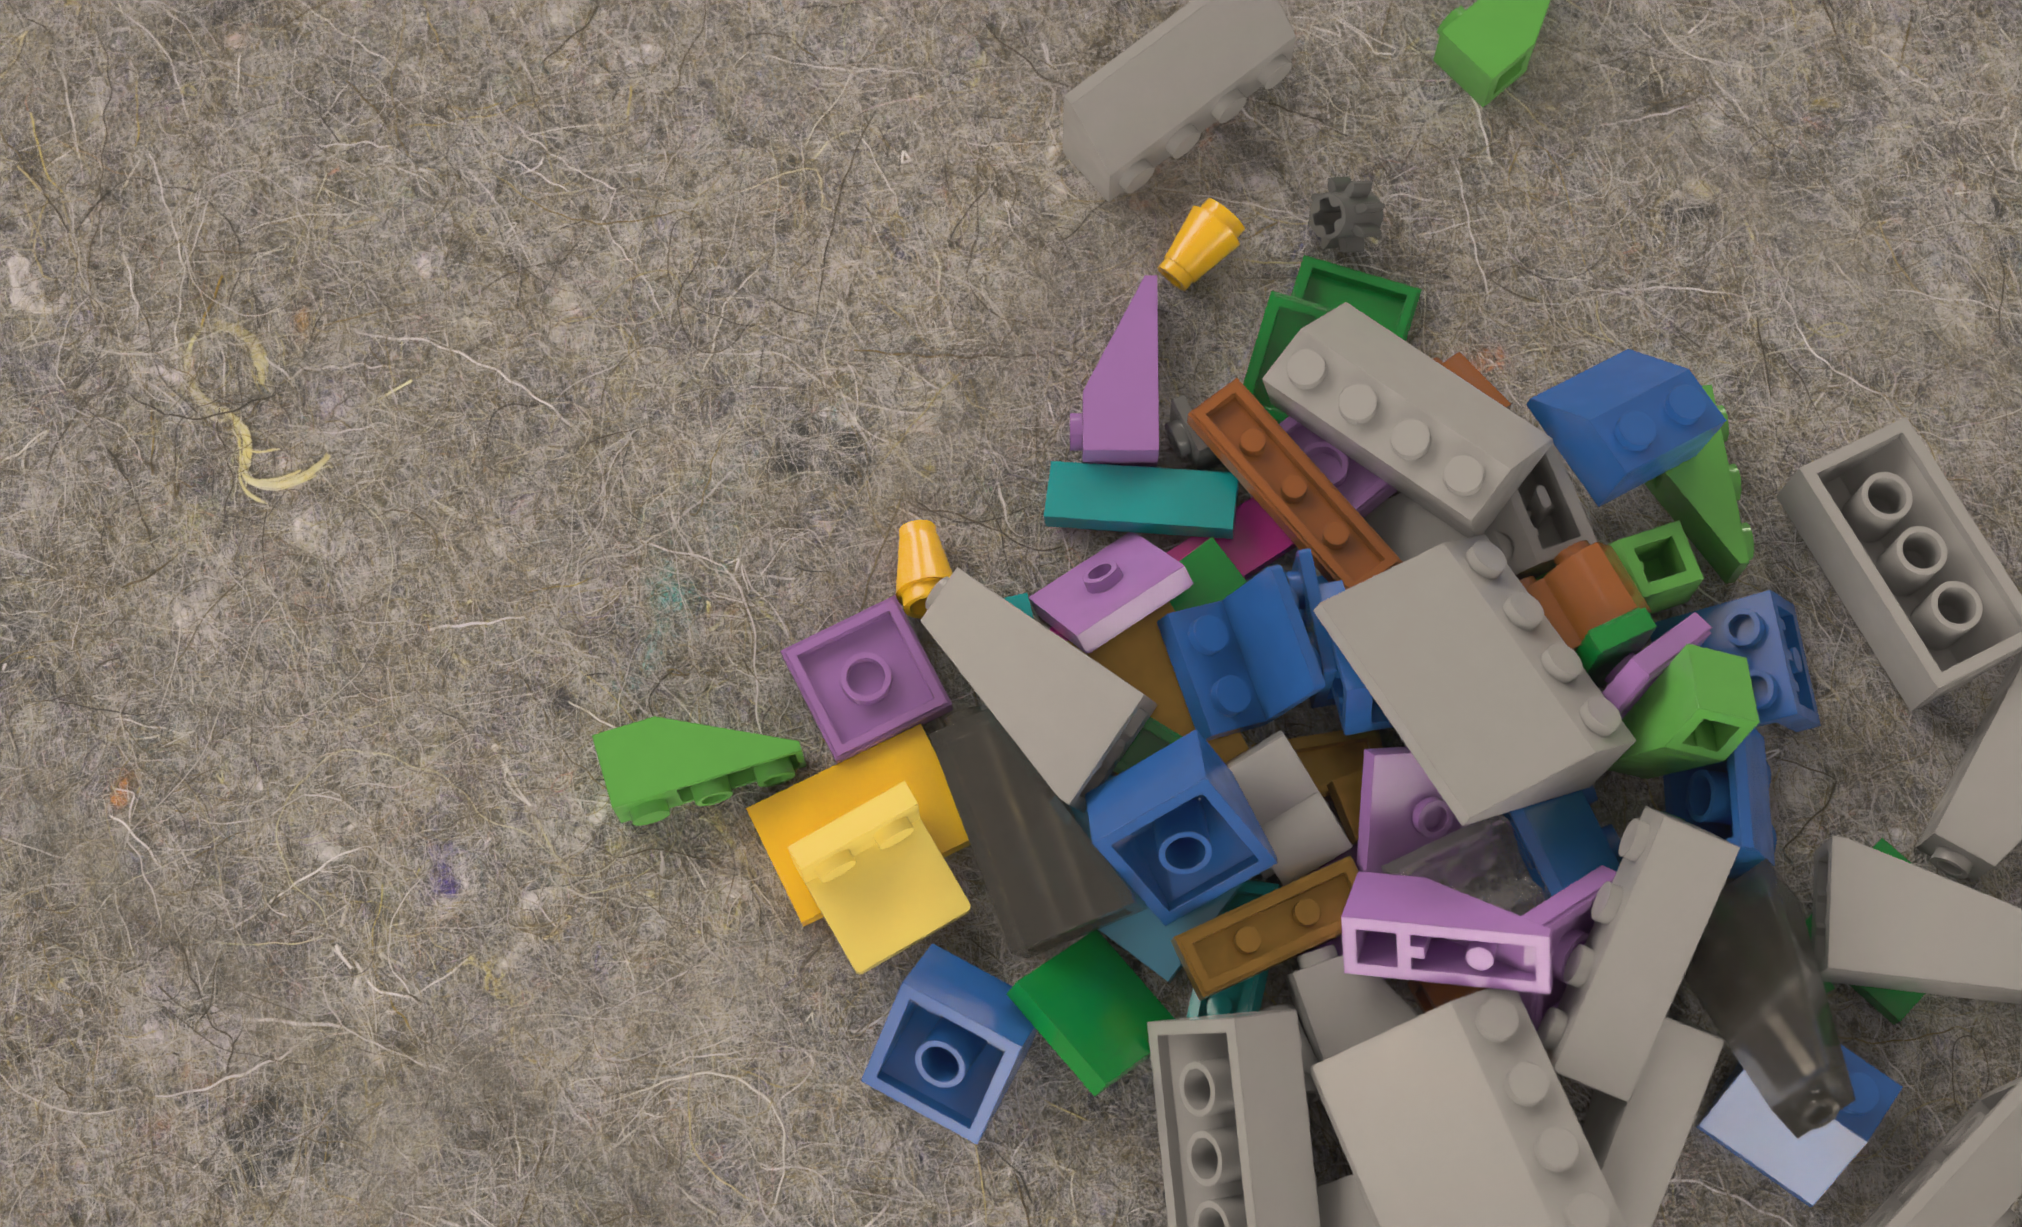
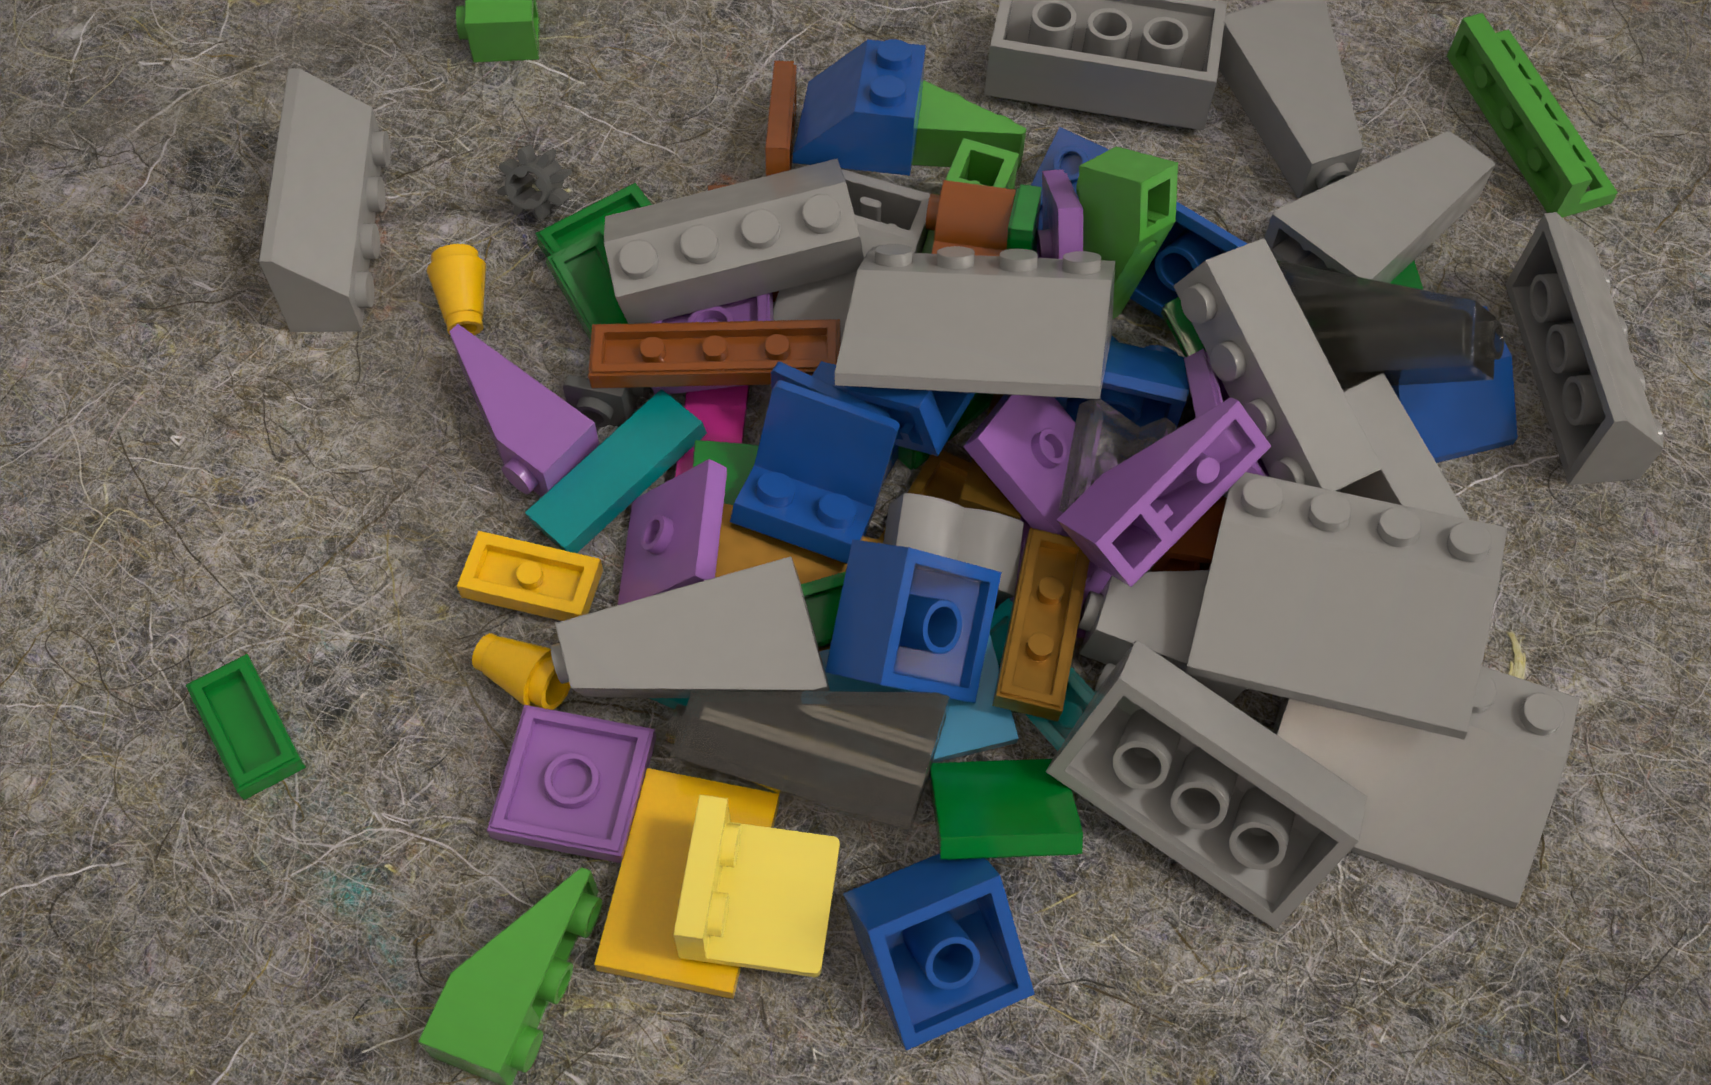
camera: 55 degrees left, 10 degrees down
(726, 414) = (245, 727): none -> green tile
(1001, 512) = (529, 577): none -> yellow plate
(1570, 358) = (781, 118): none -> dark orange tile

